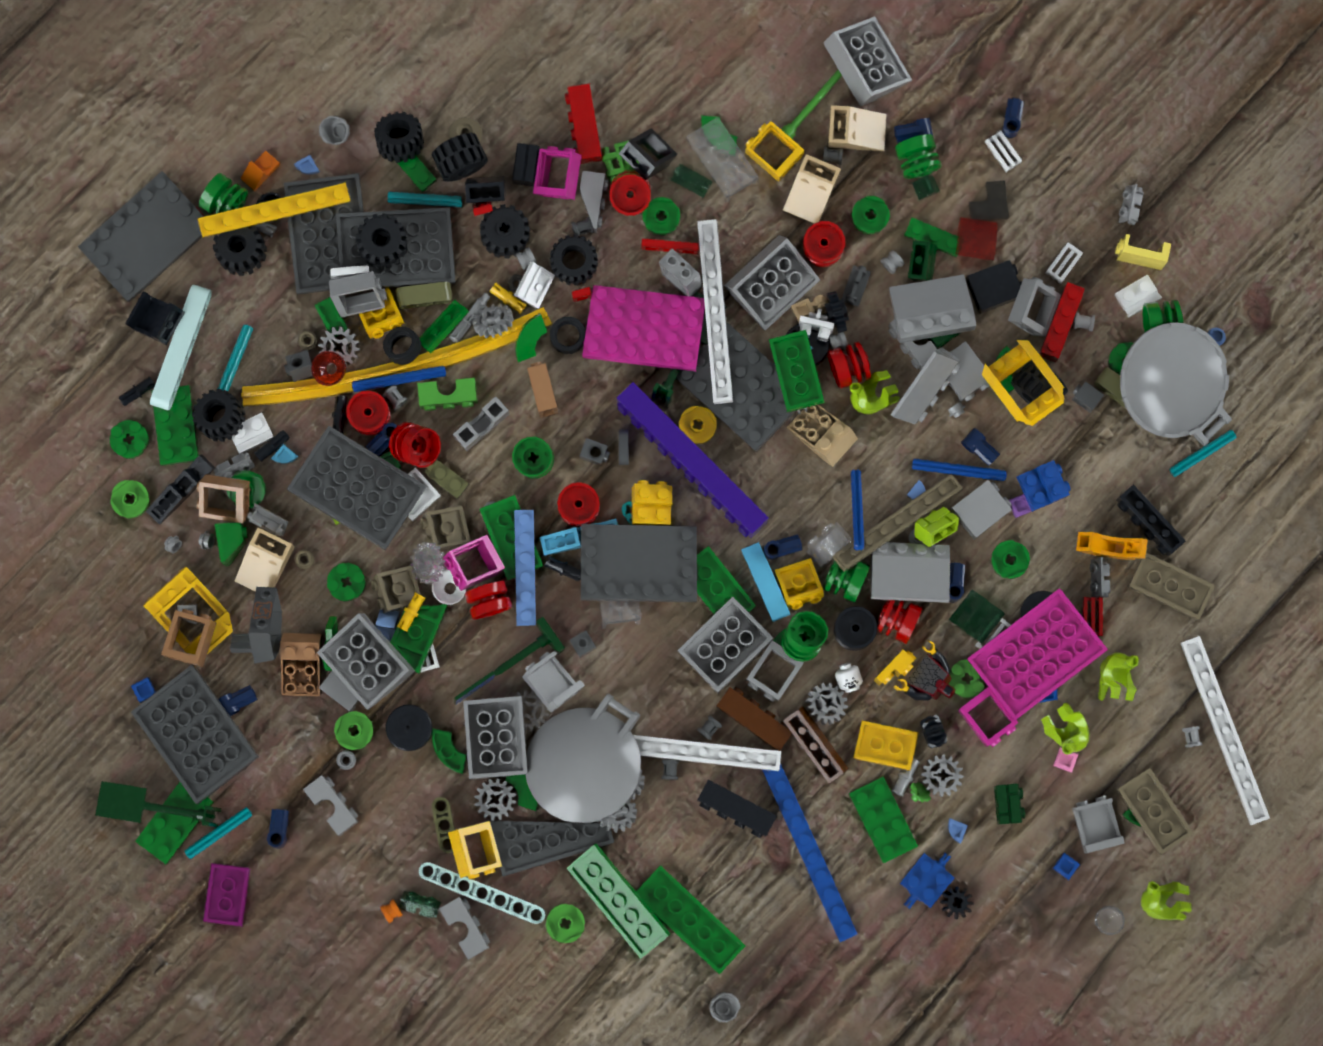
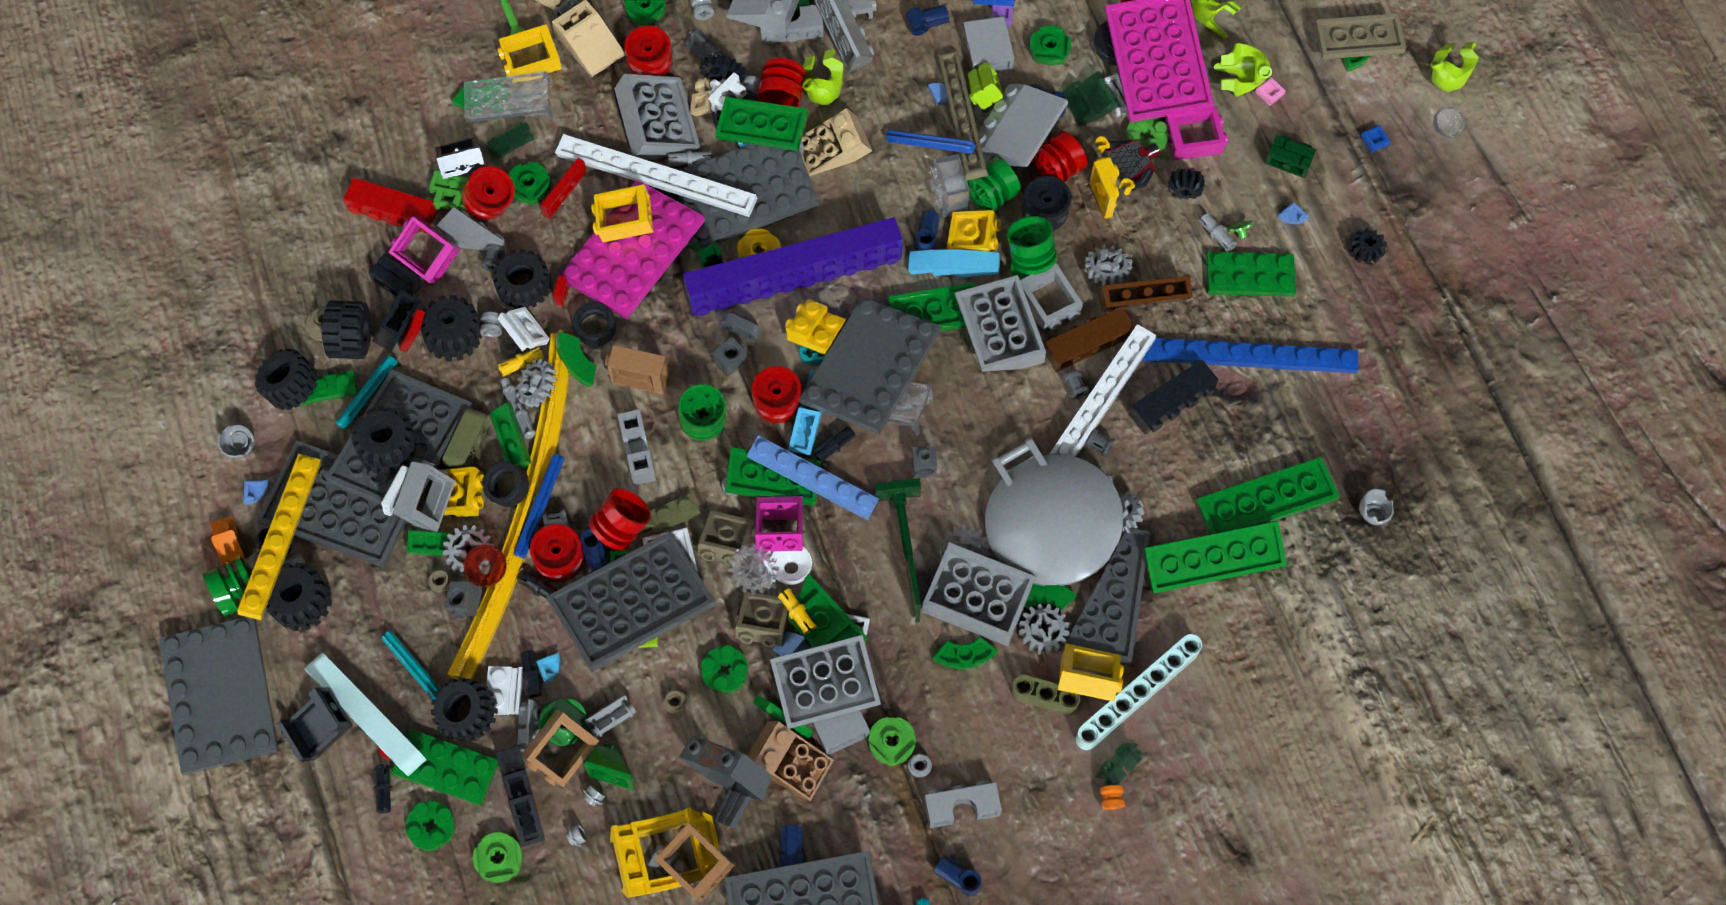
camera: 65 degrees left, 15 degrees down
(264, 560) = (652, 742): tan slope -> none
(409, 727) = (919, 680): black wheel -> none
(459, 911) = (1188, 724): light grey arch -> none
(464, 395) = (579, 484): bright green arch -> none
(487, 598) = (824, 527): red wheel -> none
(551, 681) = (948, 510): light grey panel -> none
(555, 918) = (1221, 614): bright green plate -> none
(675, 320) = (619, 198): none -> yellow window
(684, 278) = (585, 178): light grey window -> none
(749, 328) = (688, 159): none -> light grey pin
(848, 677) = (1092, 234): white head -> none
(886, 745) = (1177, 234): yellow tile -> none
(927, 880) = (1332, 263): blue plate -> none
(942, 784) = (1238, 208): light grey gear -> none
(956, 410) = (878, 22): light grey plate -> none
(961, 470) = (937, 48): blue axle -> none
(1097, 824) = (1348, 93): light grey panel -> none

